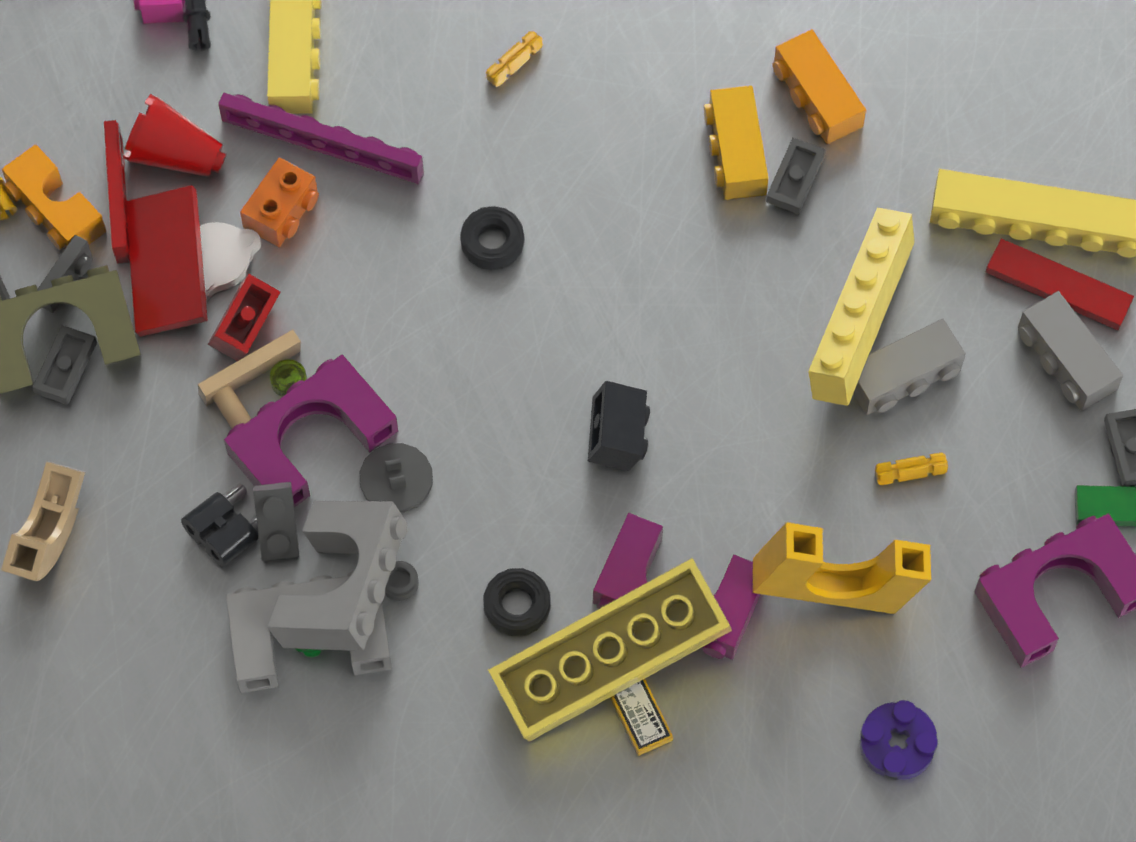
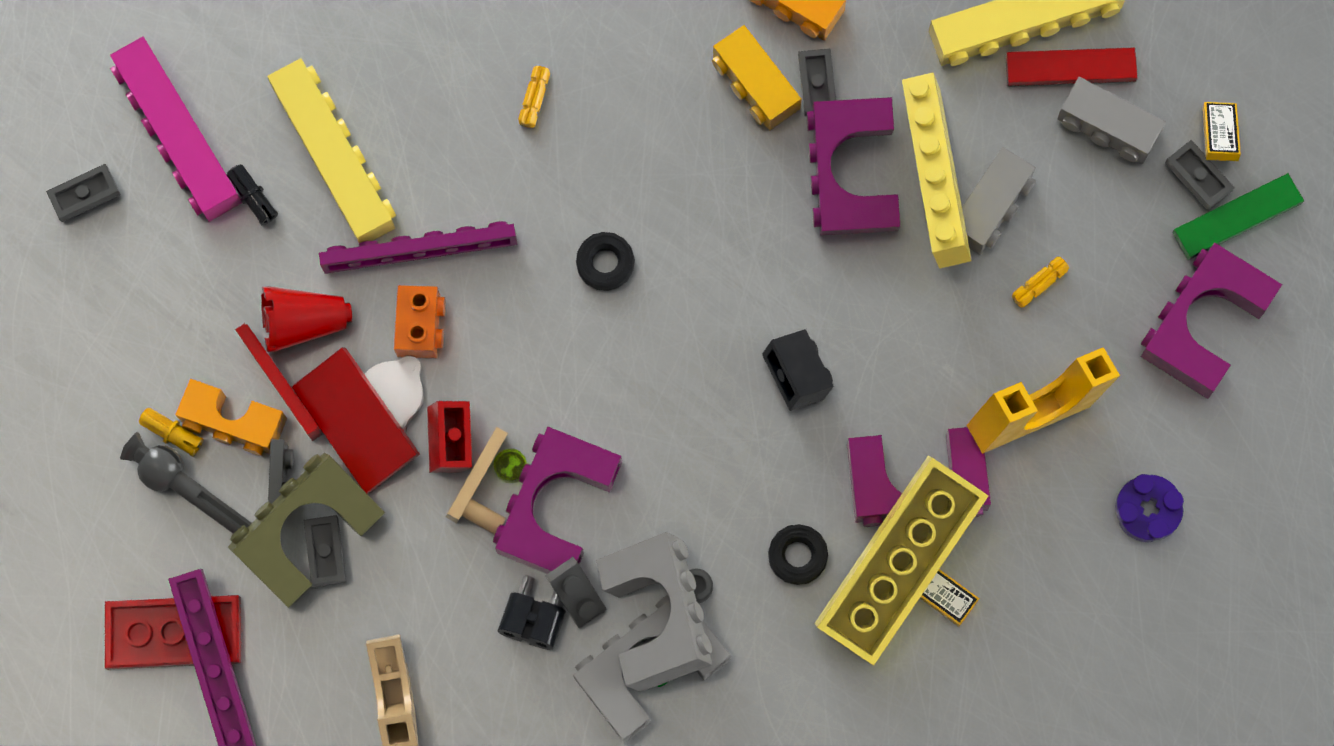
camera: 25 degrees left, 10 degrees up
(396, 475) = (643, 502): dark grey piece -> none
(783, 219) = (837, 209): none -> magenta arch

